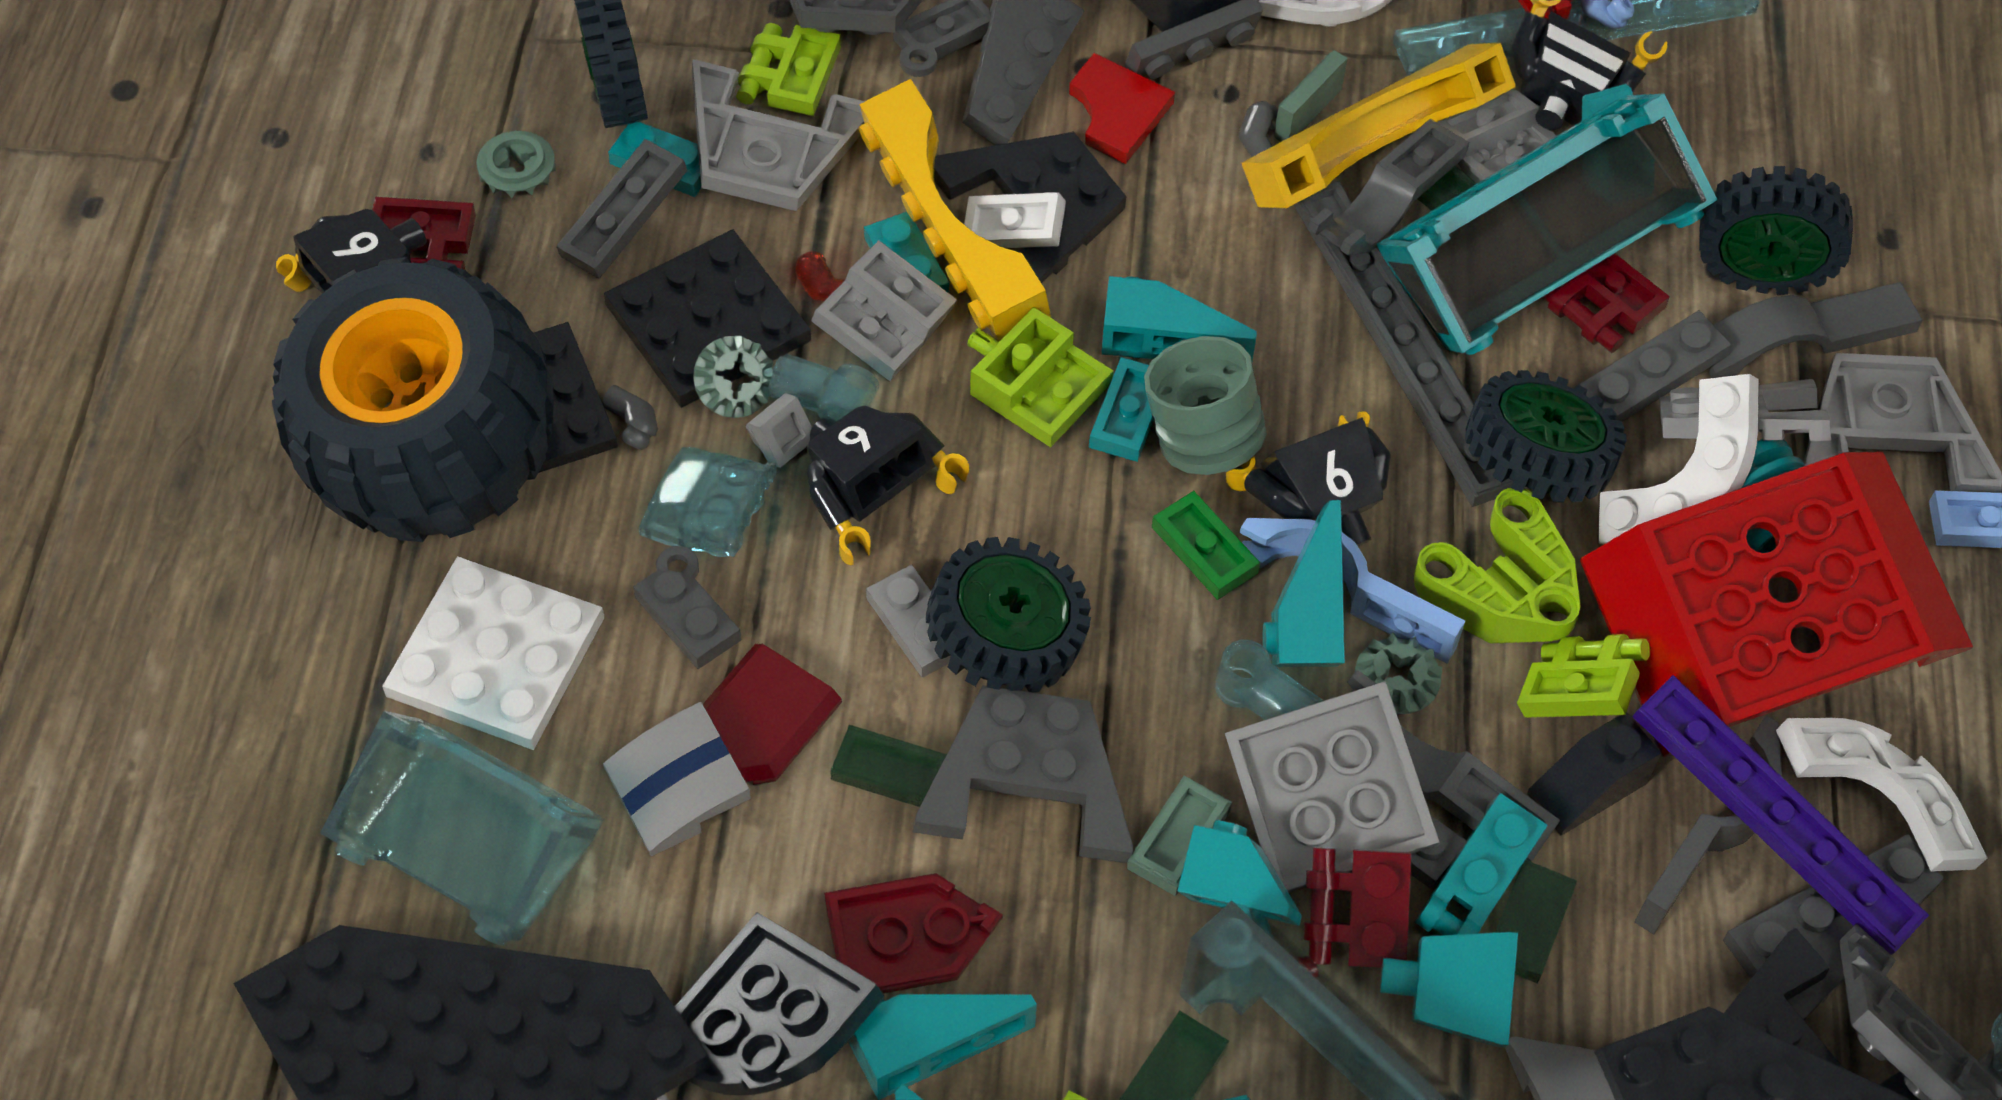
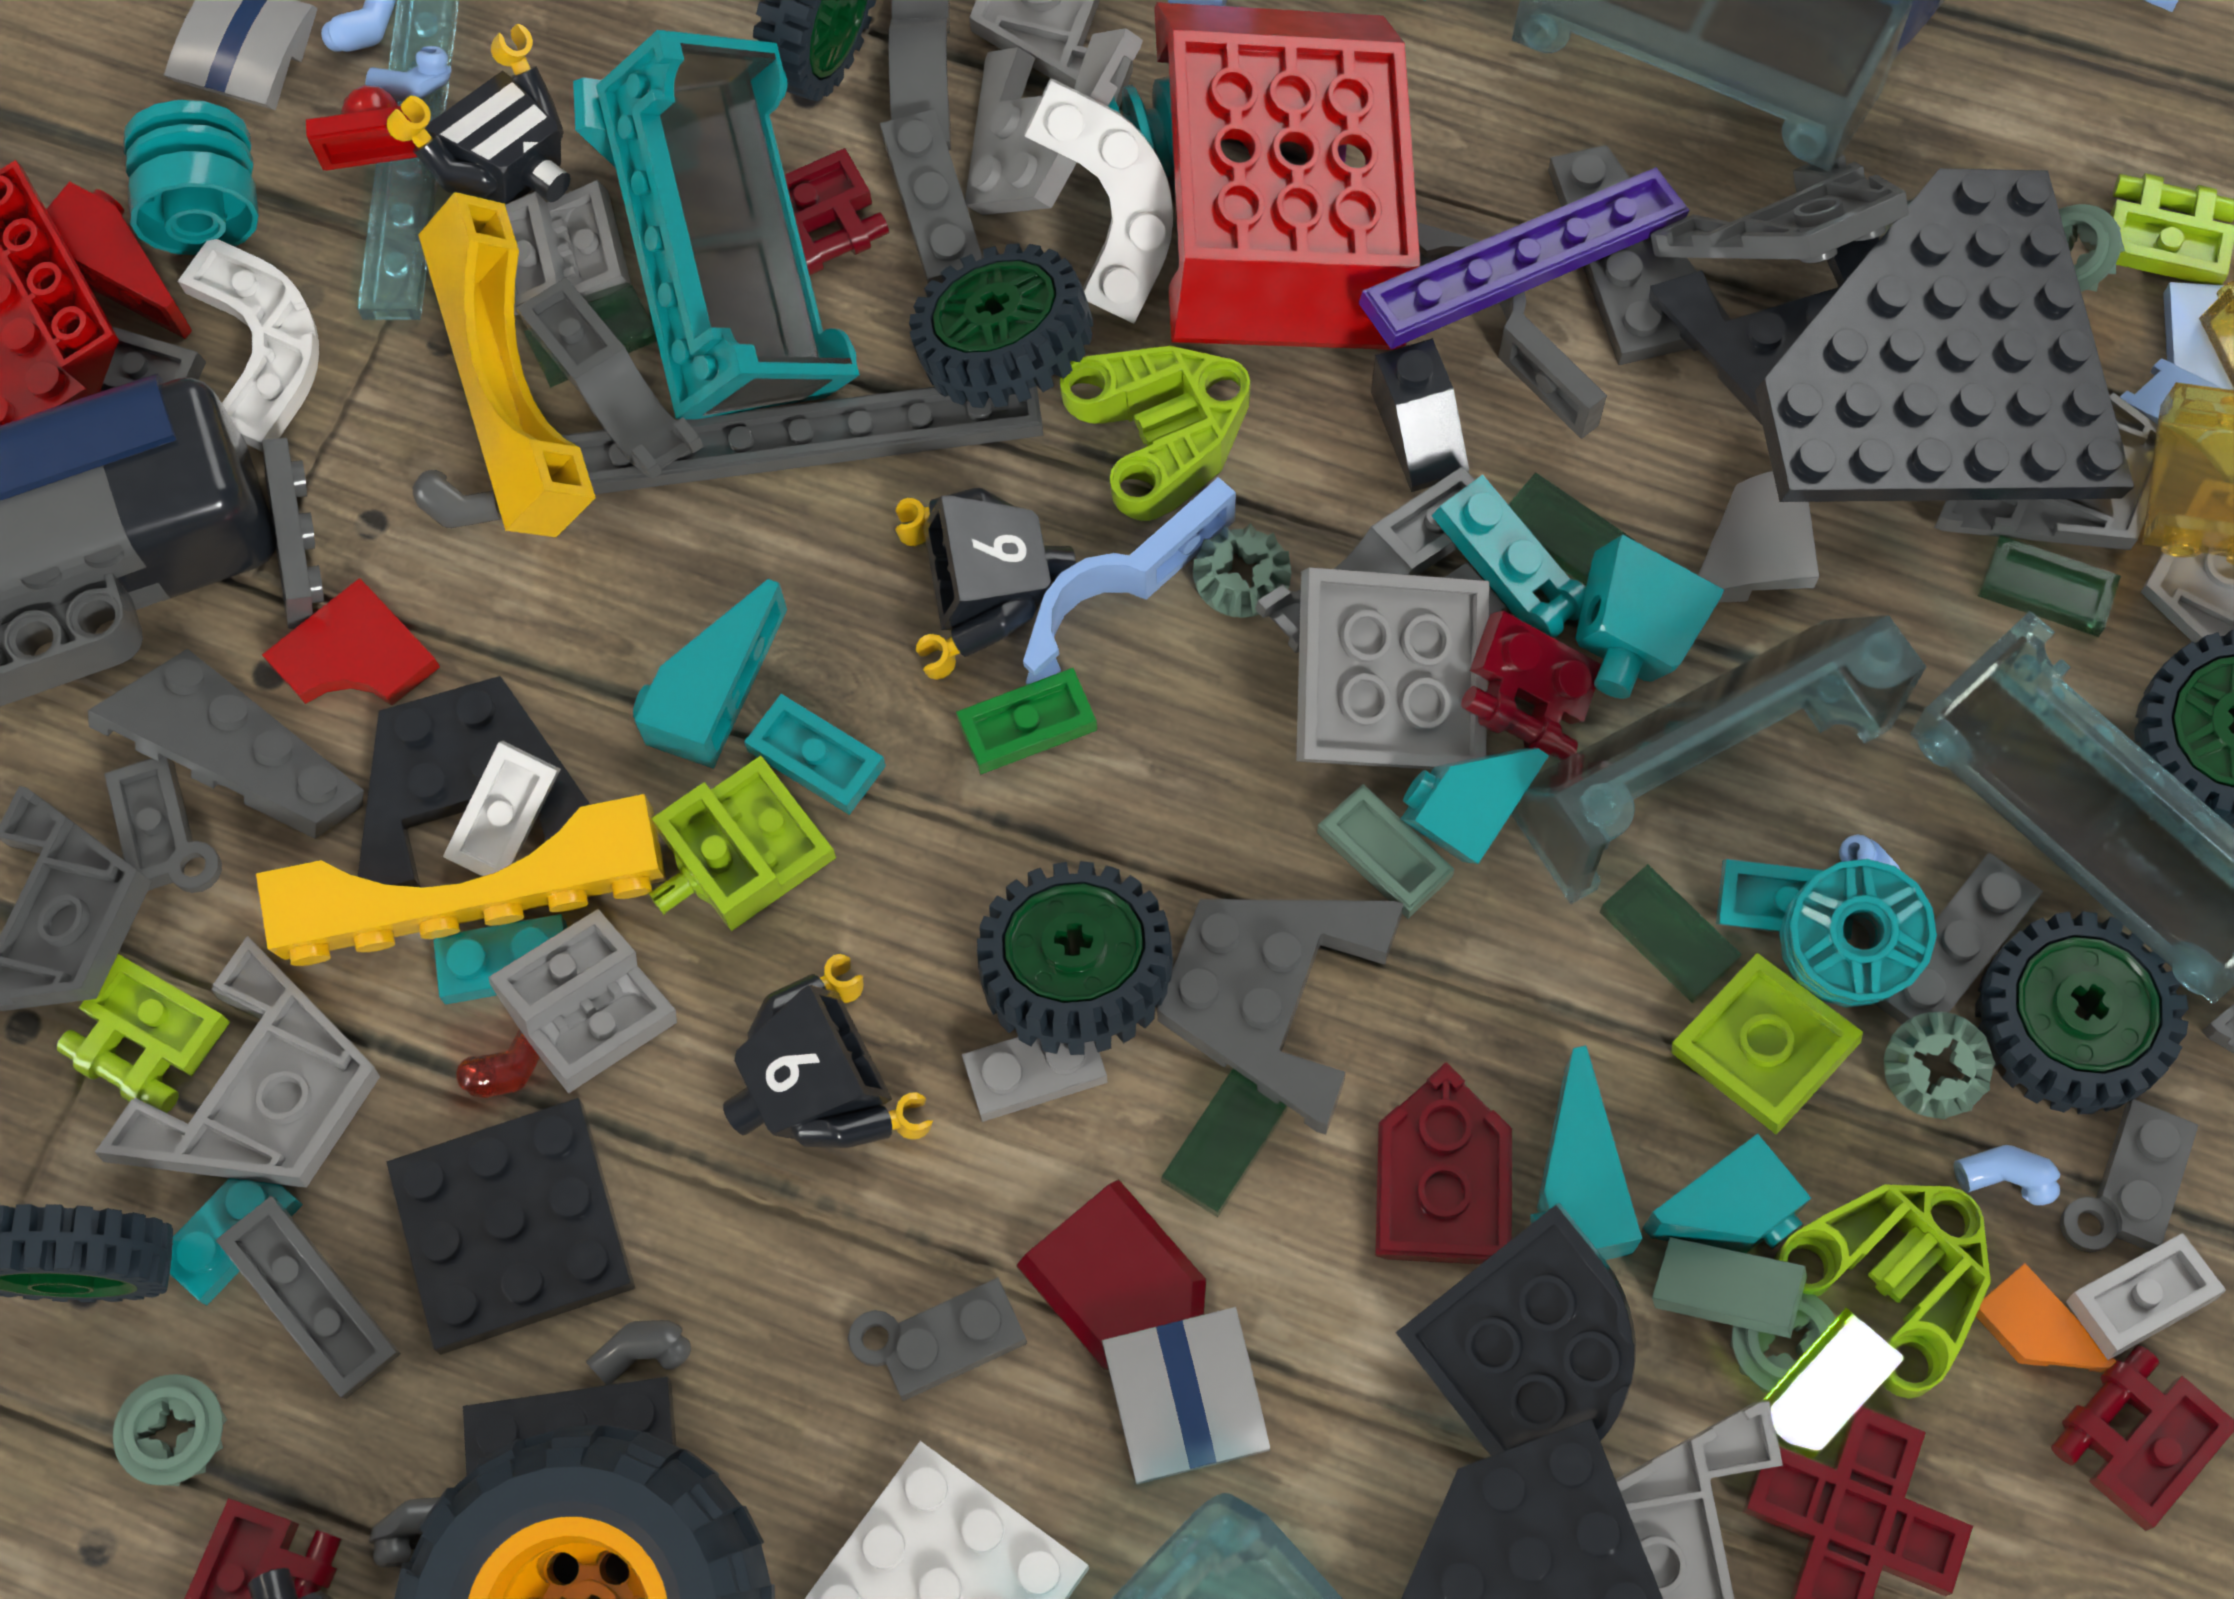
camera: 70 degrees left, 10 degrees up
(706, 501) = (800, 1278): clear light blue slope -> none
(717, 392) = (602, 1212): sand green gear -> none
(781, 430) = (725, 1166): light grey tile -> none
(822, 388) = (689, 1085): clear light blue piece -> none
(1205, 405) = (859, 660): sand green wheel -> none
(1267, 691) = (1239, 706): clear light blue piece -> none
(1309, 612) = (1146, 623): teal slope -> none
(1310, 96) = (427, 428): sand green tile -> none
(1583, 677) = (1325, 392): lime plate -> none
(1922, 795) = (1464, 159): white plate -> none

